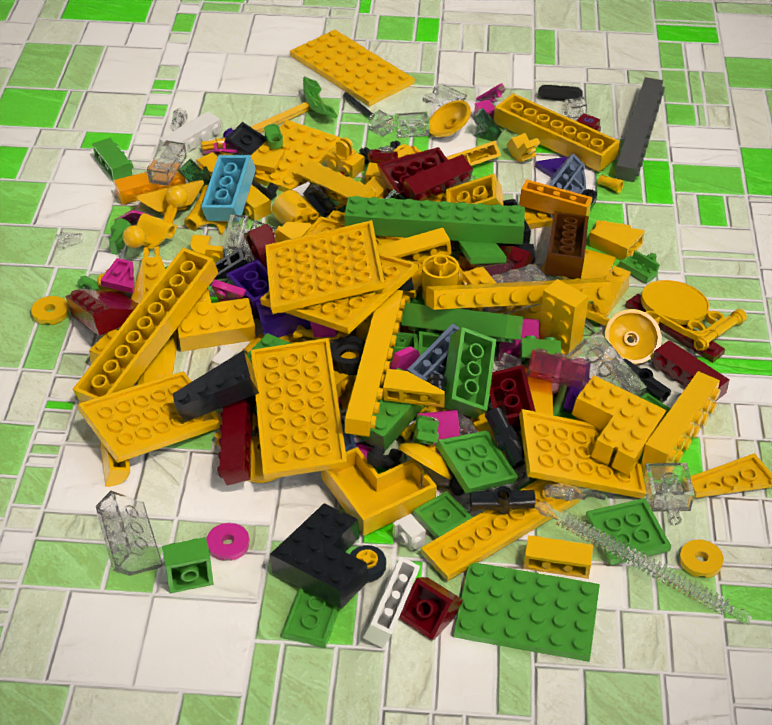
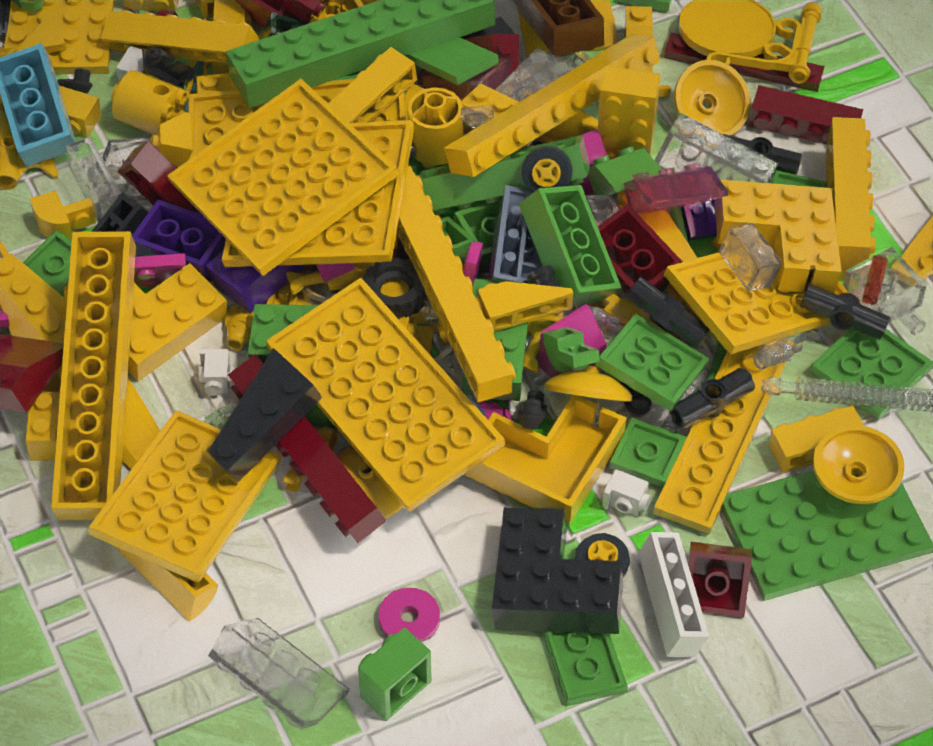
camera: 30 degrees left, 10 degrees up
(462, 278) = (476, 115): none -> clear plate
(476, 316) = (541, 177): none -> black wheel
(570, 571) = (863, 453): none -> yellow dish
(582, 427) = (750, 257): none -> clear brick
(627, 487) = (844, 311): none -> black piece
(658, 475) = (875, 279): none -> clear red axle

